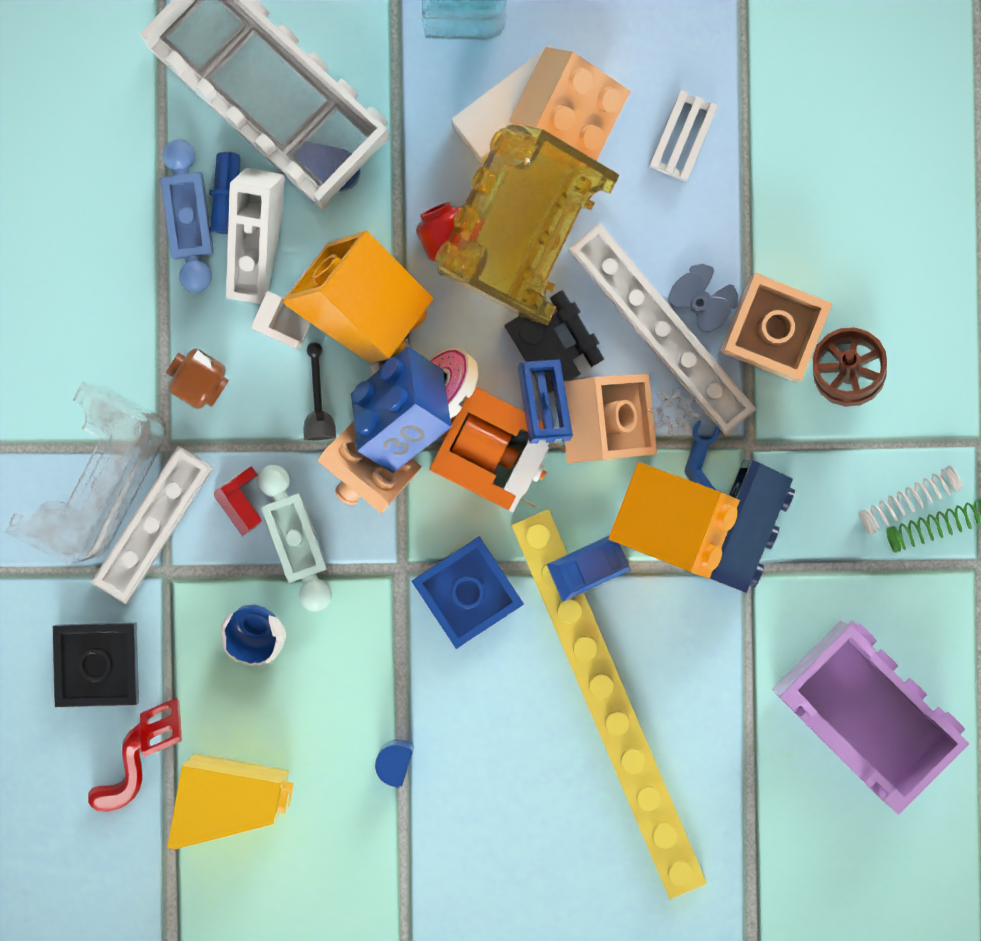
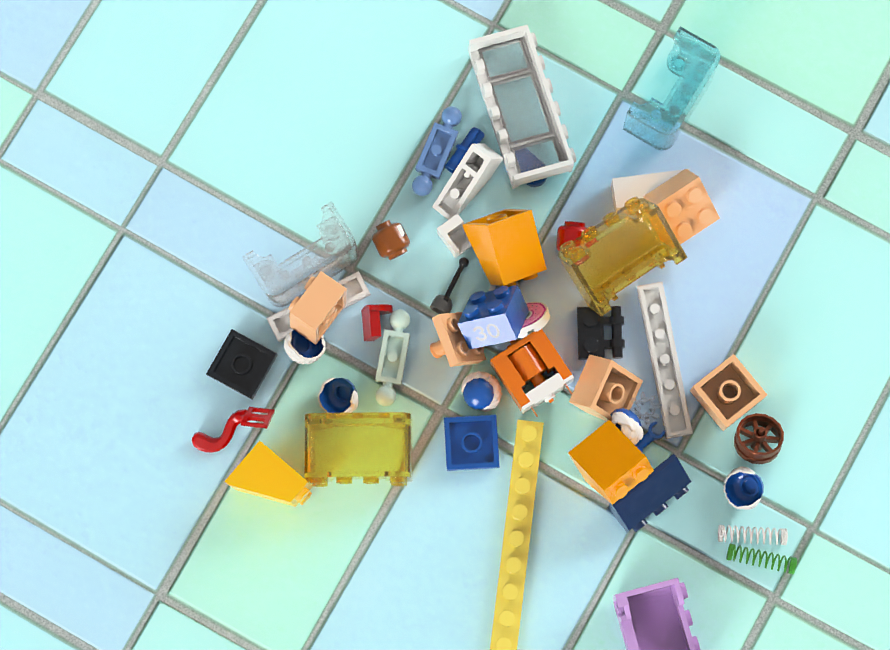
camera: 40 degrees right, 10 degrees down
(150, 534) = (317, 307): none -> light nougat brick
(165, 591) = (302, 349): none -> hair
(322, 693) = (358, 447): none -> clear yellow windscreen
(393, 762) = (375, 513): blue brick -> none
(440, 514) = (481, 391): none -> hair
(548, 433) = (568, 376): blue tile -> none
(588, 567) = (547, 467): blue tile -> none
(665, 450) = (628, 424): none -> white hair
(691, 293) = (698, 365): sand blue piece -> none
(697, 104) = (753, 247): white tile -> none
(865, 445) = (743, 488): none -> blue hair

